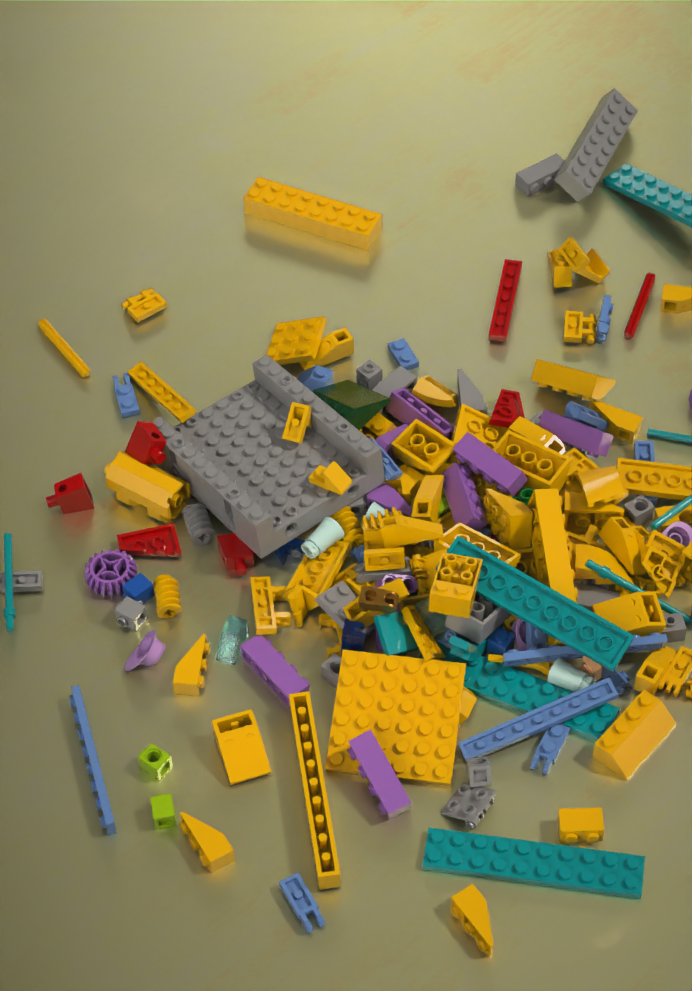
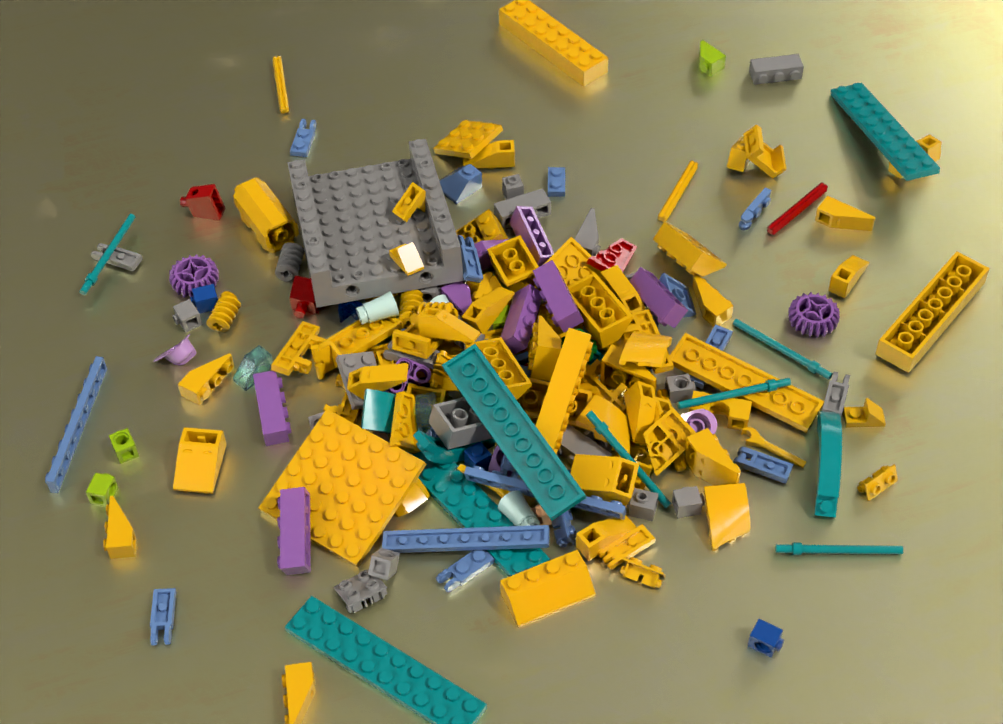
camera: 25 degrees right, 0 degrees up
(144, 304) = (366, 71): yellow plate -> none
(146, 443) = (278, 177): red torso -> none
(151, 542) = (243, 263): red wing -> none
(161, 392) = (328, 144): yellow plate -> none
(314, 791) = (232, 524): yellow brick -> none
(350, 638) = (340, 403): clear blue hinge -> none
(352, 401) = (471, 204): dark green slope -> none
(377, 600) = (373, 374): pearl gold leg -> none
(434, 393) = (558, 219): yellow slope -> none
(455, 585) = (446, 386): yellow slope -> none
(474, 184) = (710, 59): none -> lime slope
(505, 300) = (675, 164): red plate -> none
(522, 325) = (677, 191): none -> yellow axle
(574, 327) = (724, 205): yellow plate -> none
(580, 825) = (445, 650): yellow brick -> none
(586, 415) = (679, 285): medium blue hinge -> none
(595, 145) = (839, 57): light grey brick -> none

